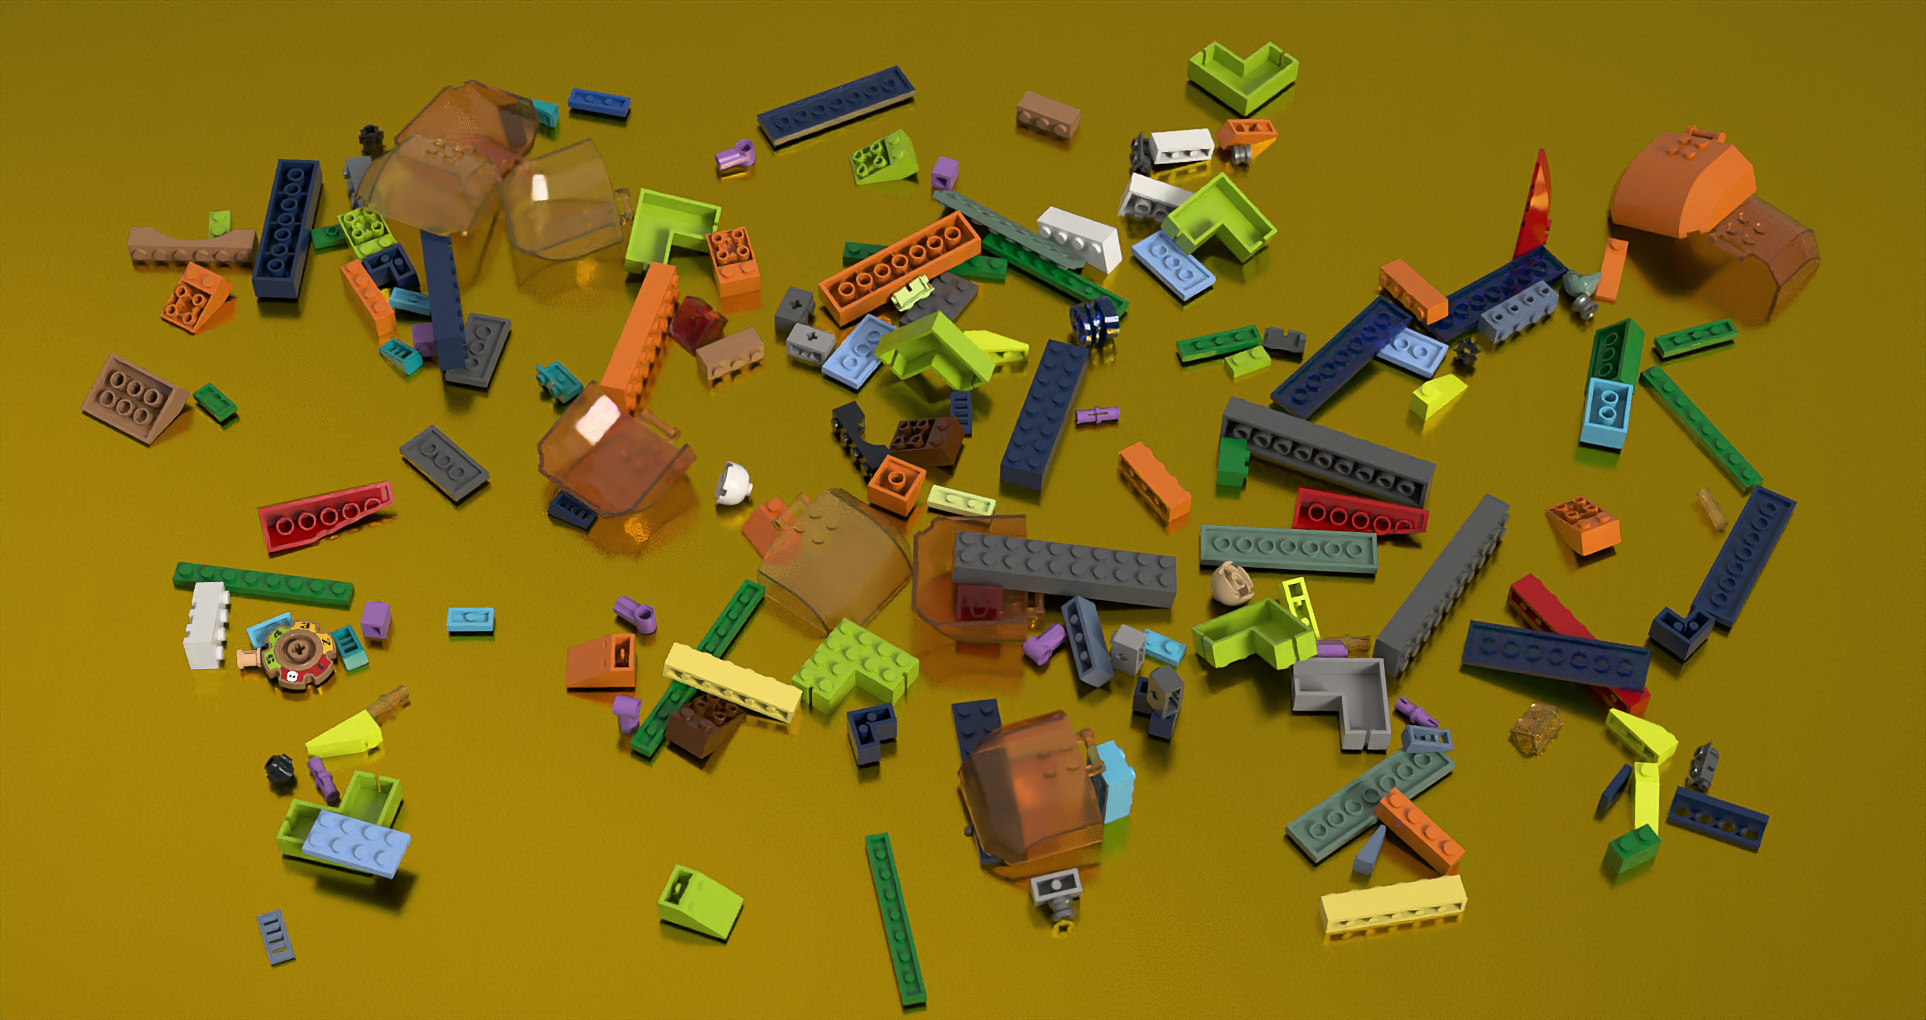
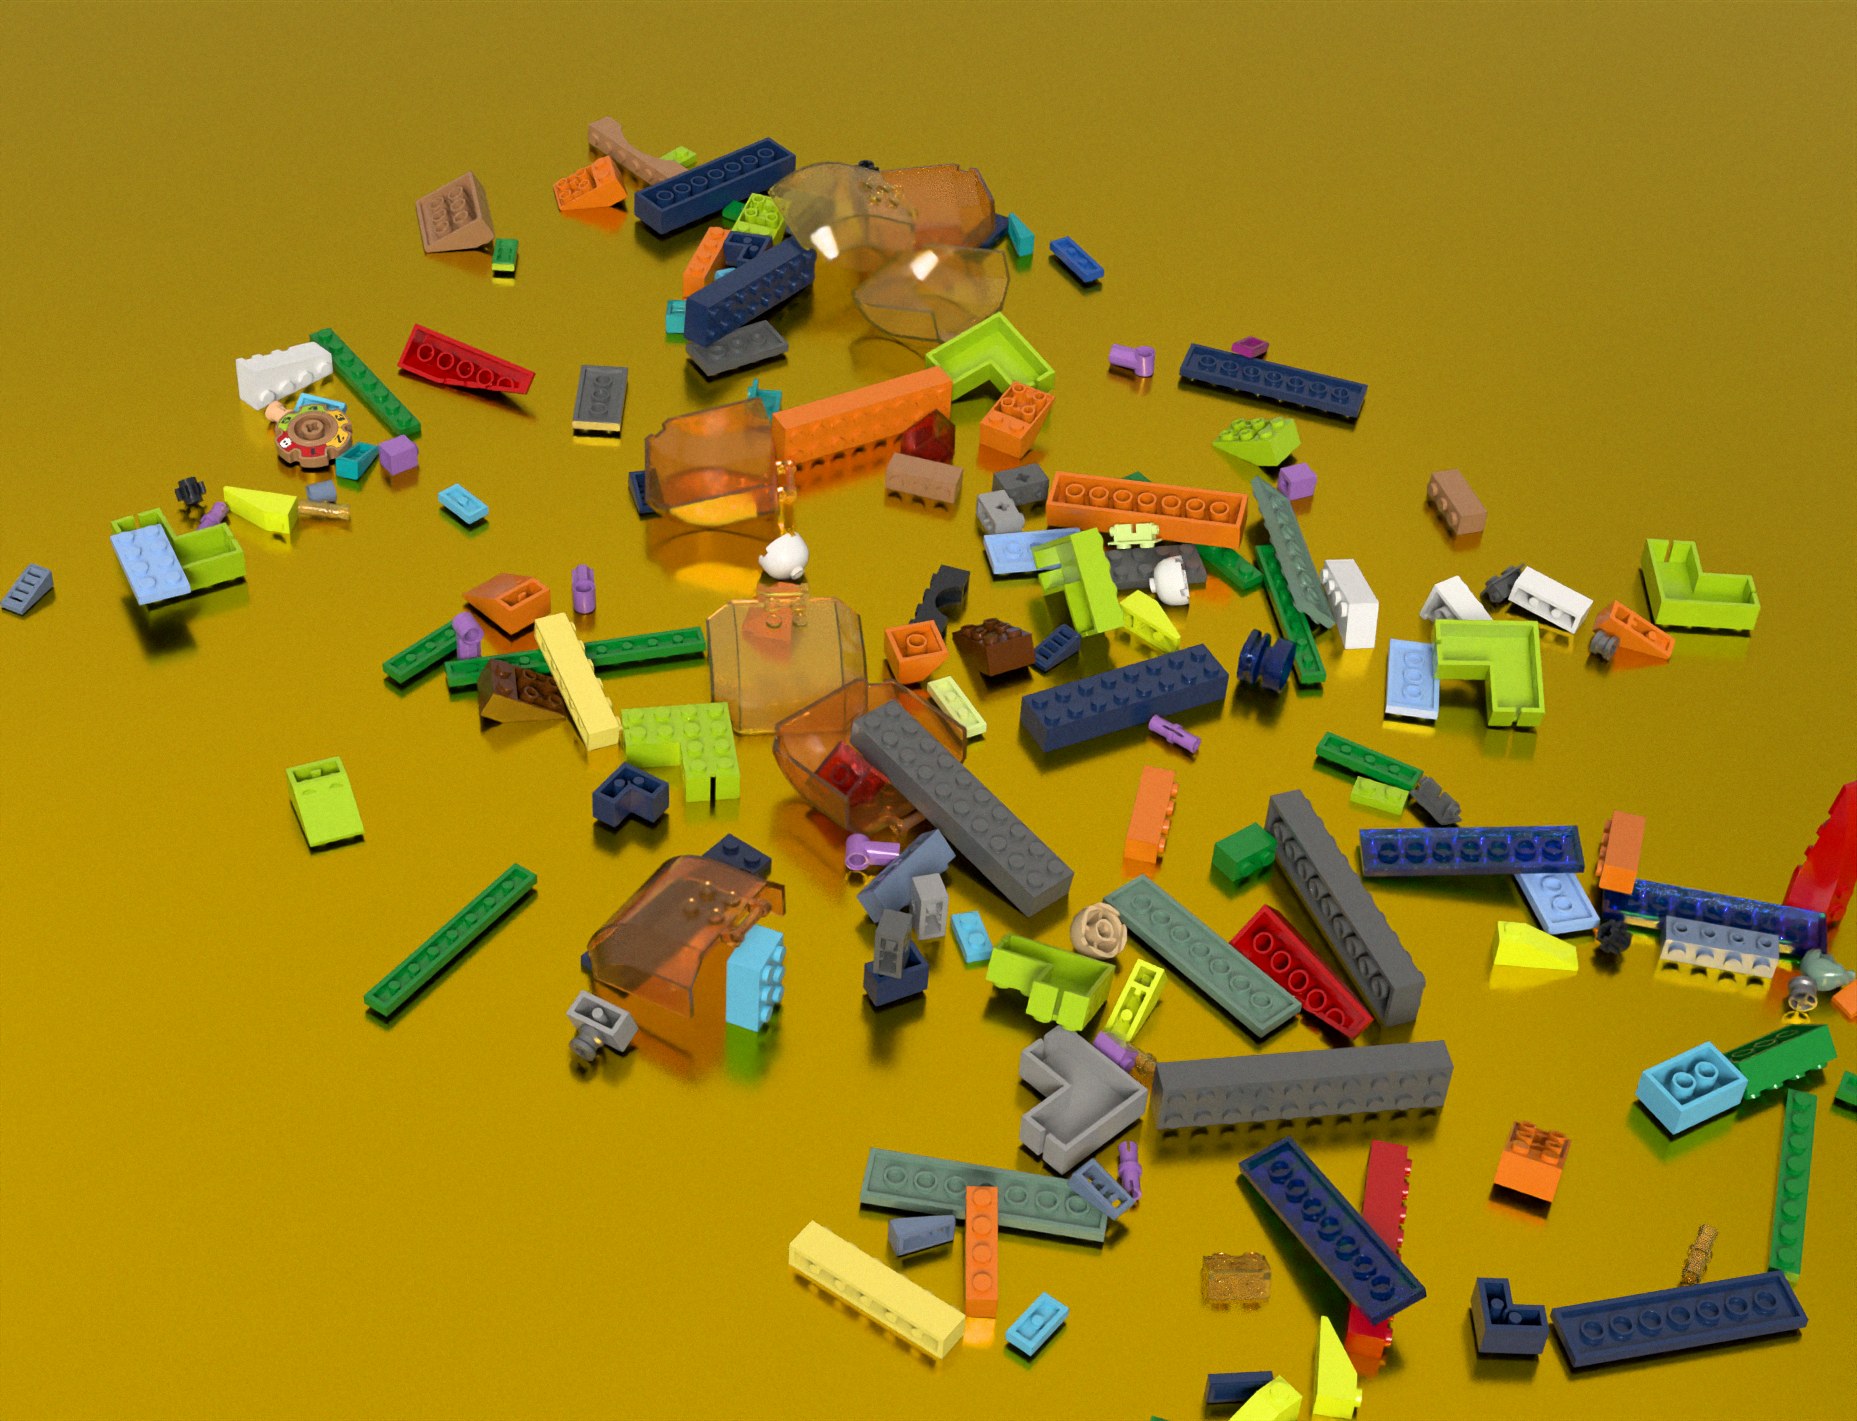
camera: 45 degrees right, 10 degrees down
(366, 692) = (321, 491): none -> sand blue beam
(603, 741) = (421, 653): none -> green plate
(793, 90) = (1250, 347): none -> magenta tile
(971, 308) = (1170, 582): none -> white cylinder
(1486, 845) = (1037, 1323): none -> medium azure plate

